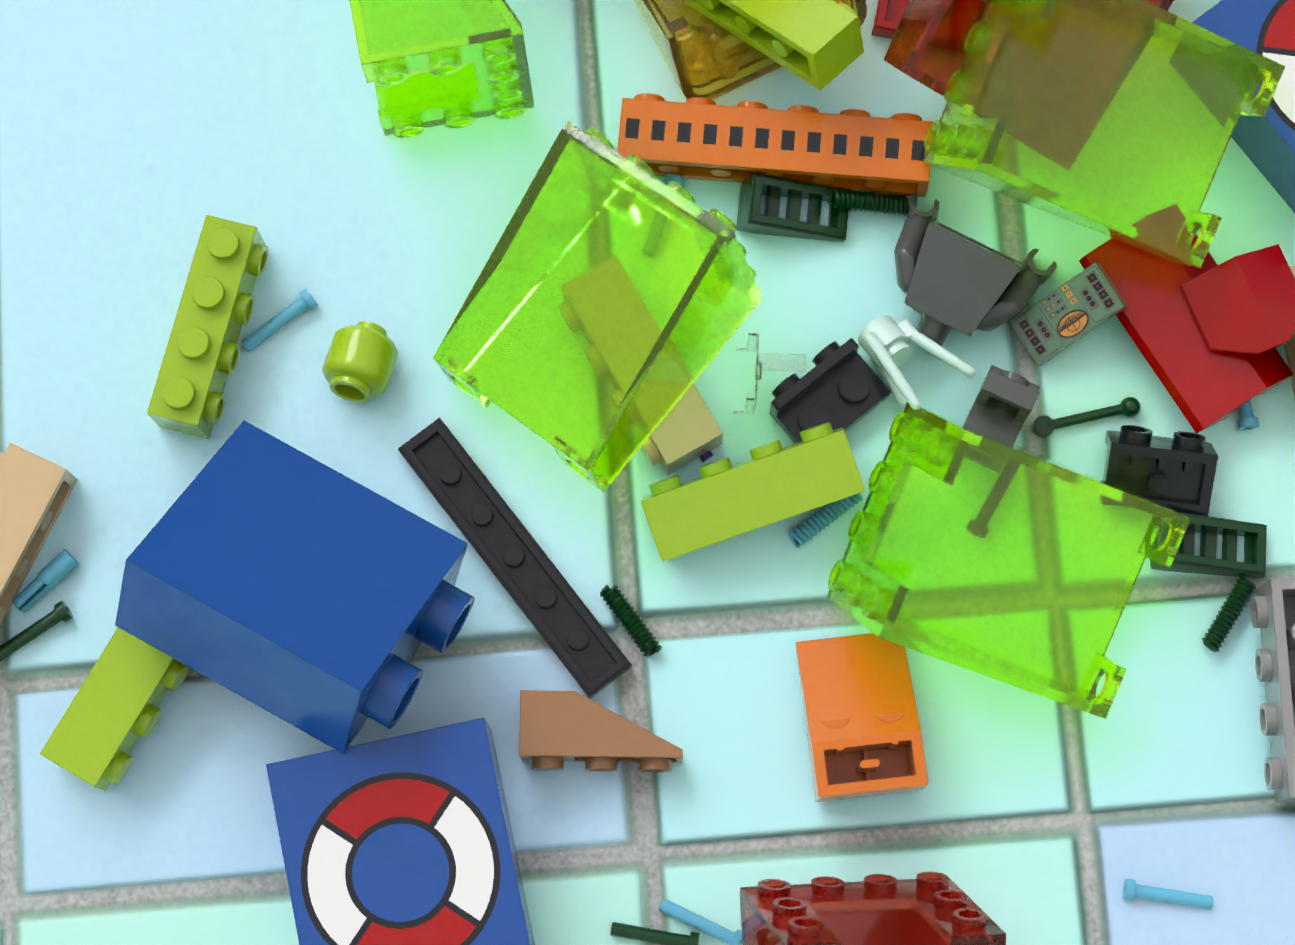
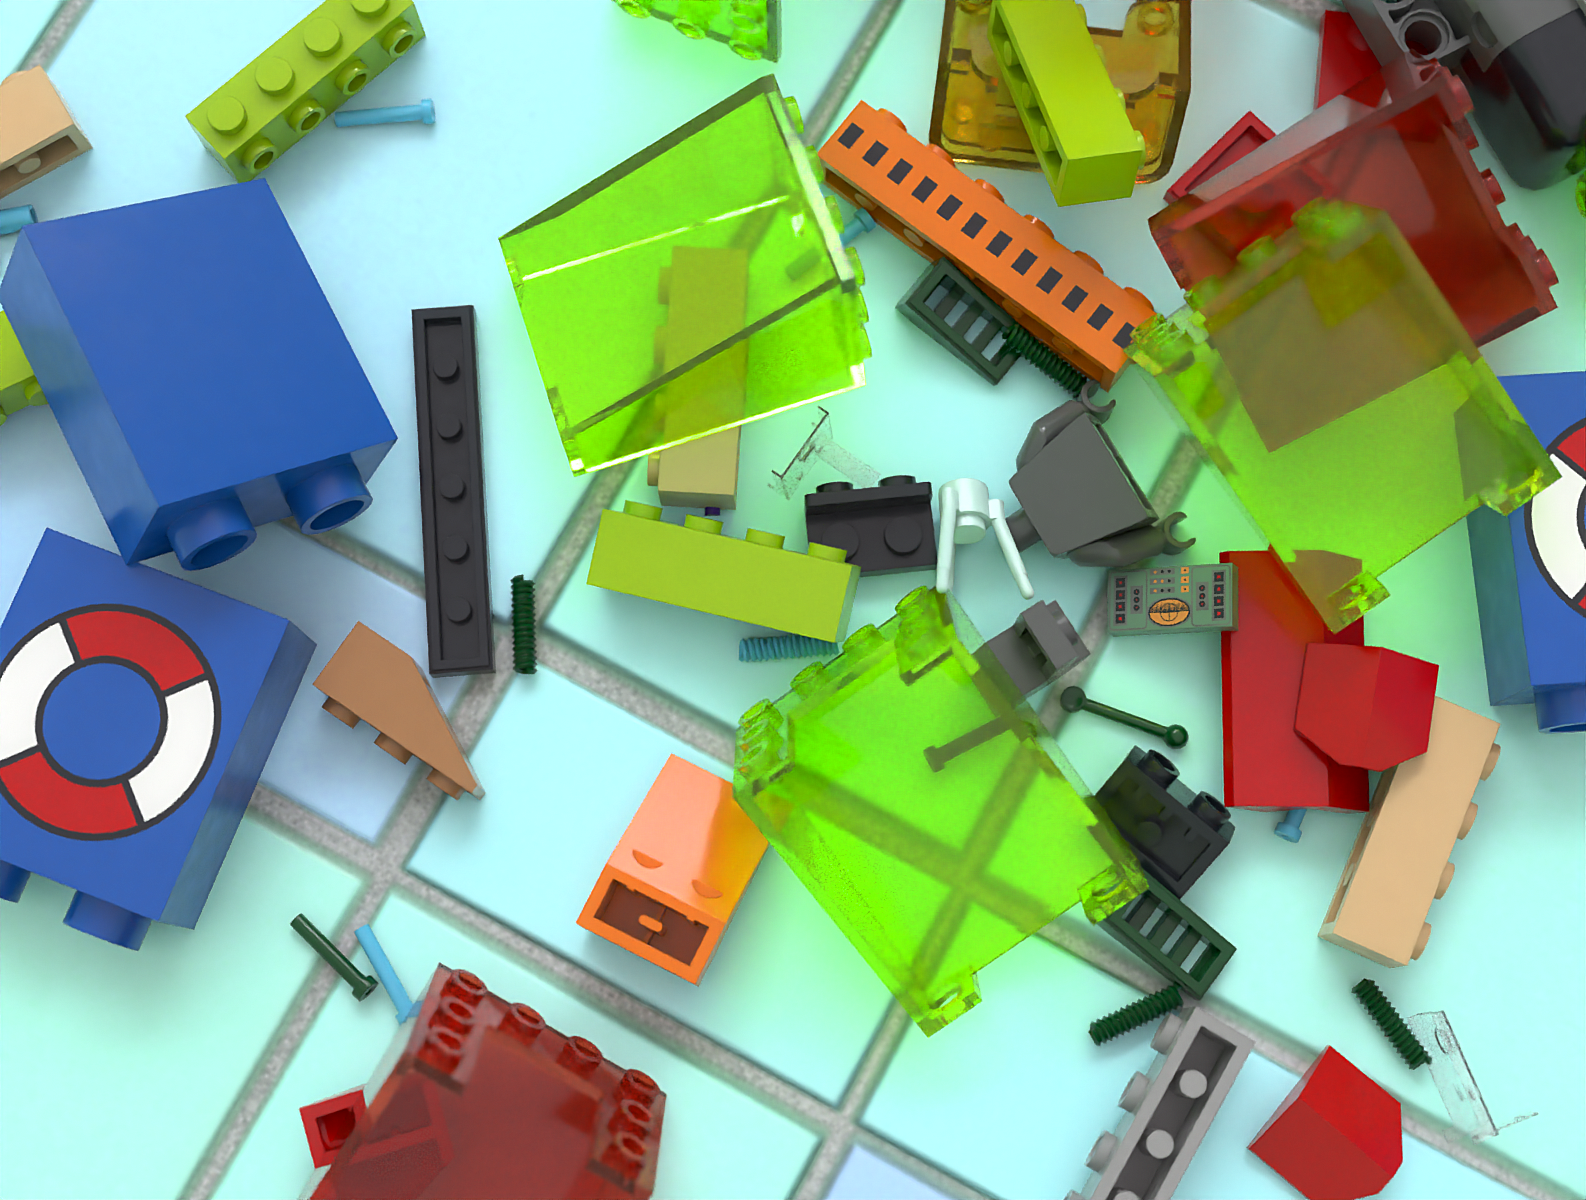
camera: 30 degrees right, 0 degrees up
(360, 362) = (431, 200): lime head -> none

